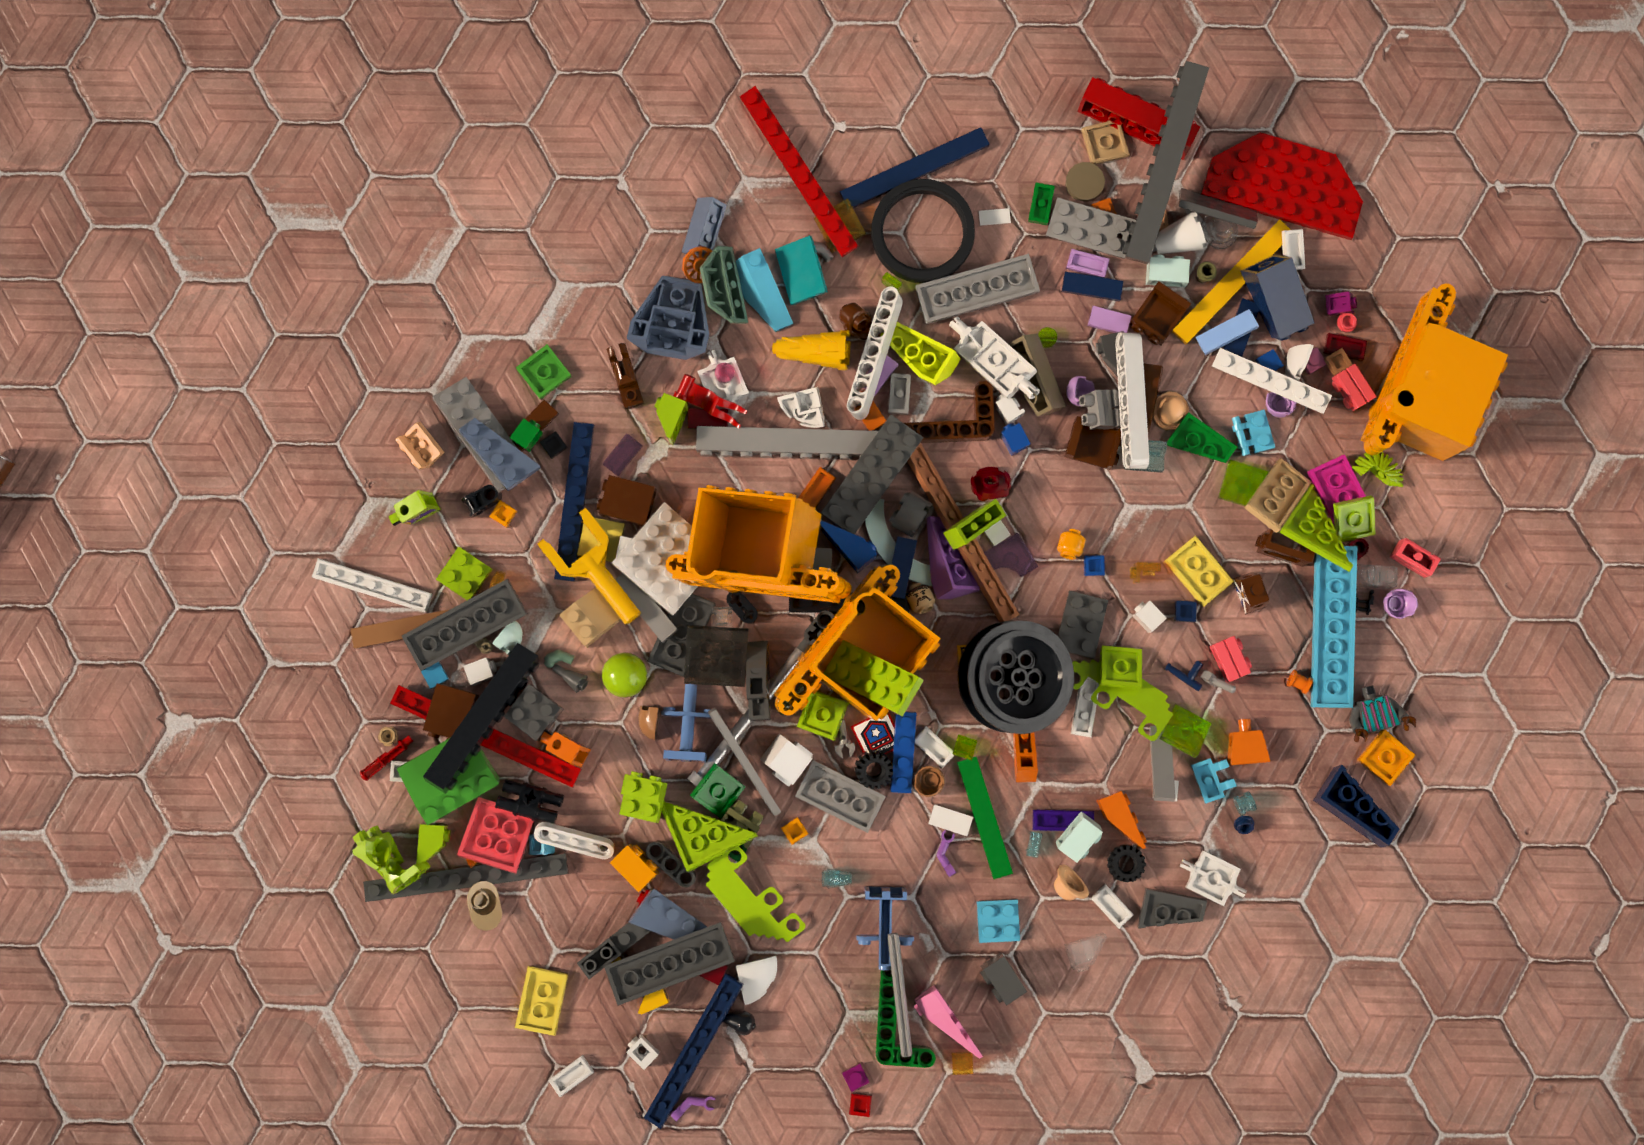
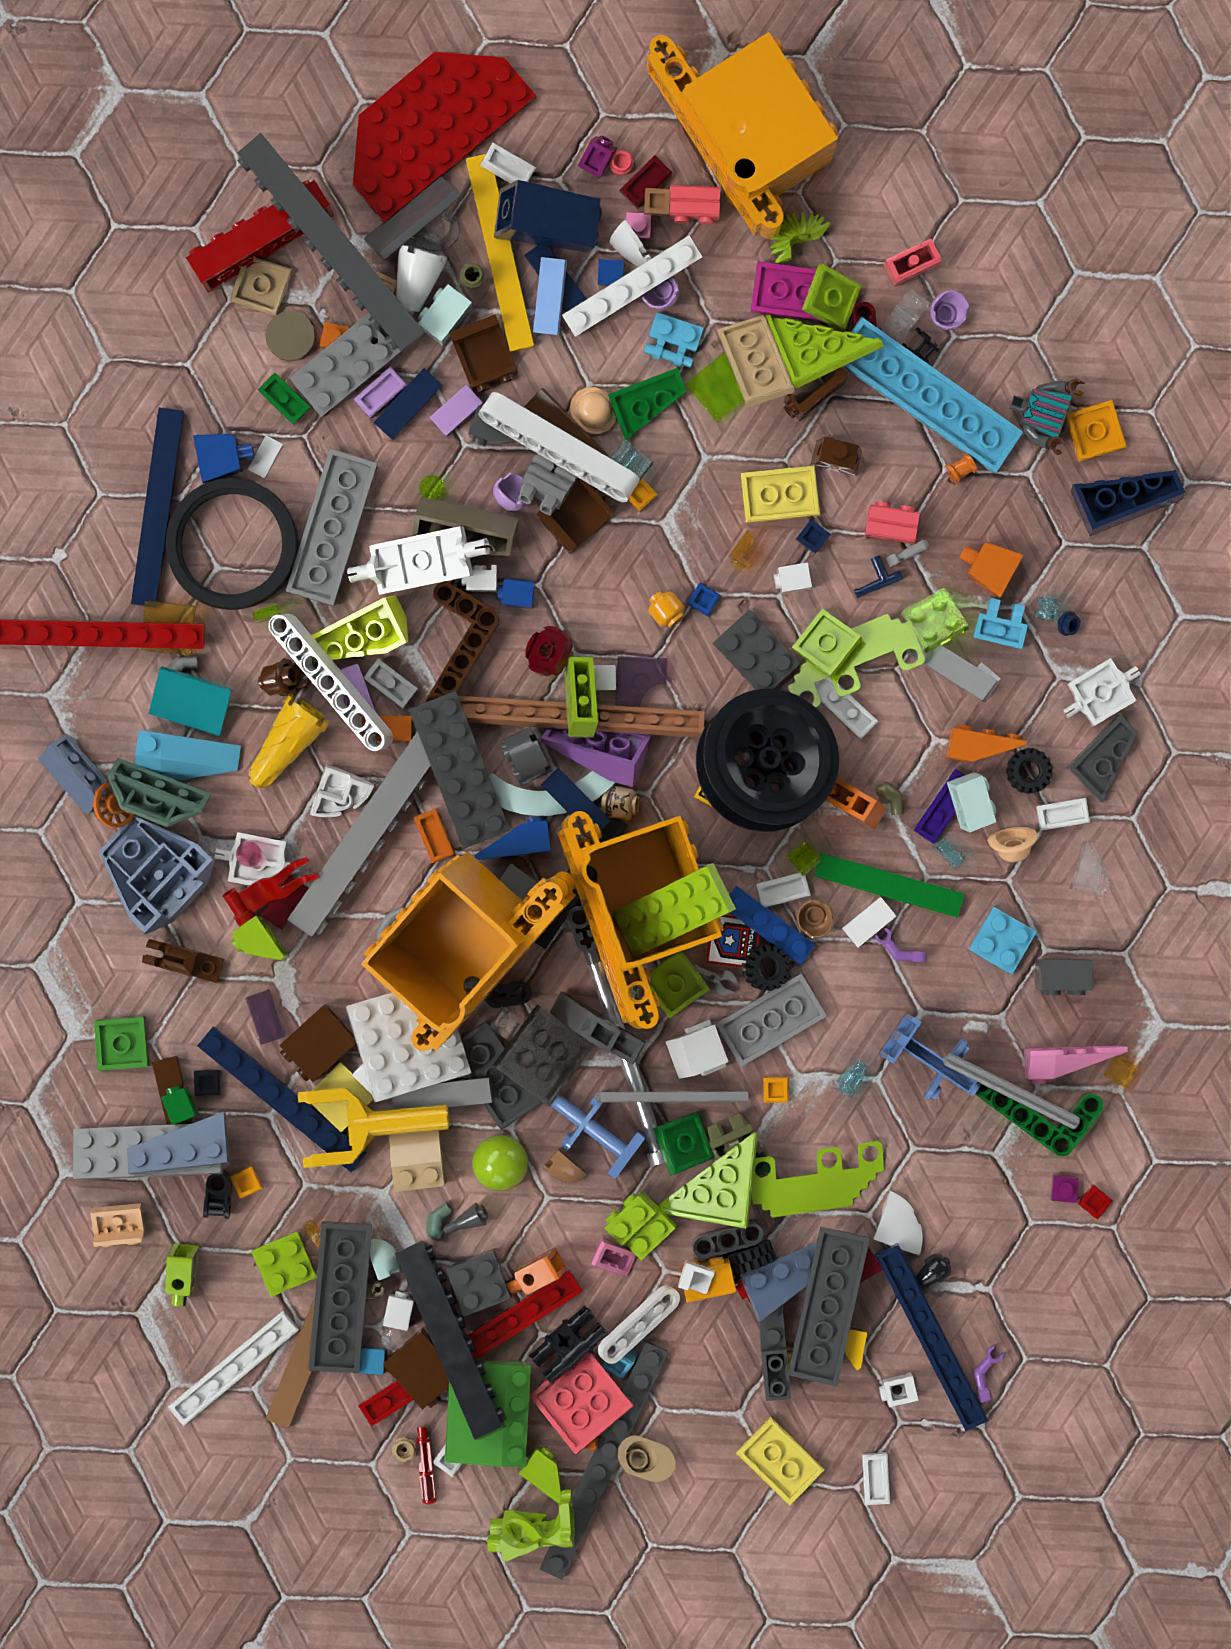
camera: 60 degrees left, 5 degrees up
(609, 793) = (613, 1257): none -> bright pink slope
(630, 857) = (696, 1277): none -> white panel
(669, 889) = (752, 1257): none -> black tyre
(976, 186) = (220, 456): none -> blue torso
(1047, 780) = (893, 795): none -> olive arm
(1135, 479) = (642, 495): none -> light orange tile

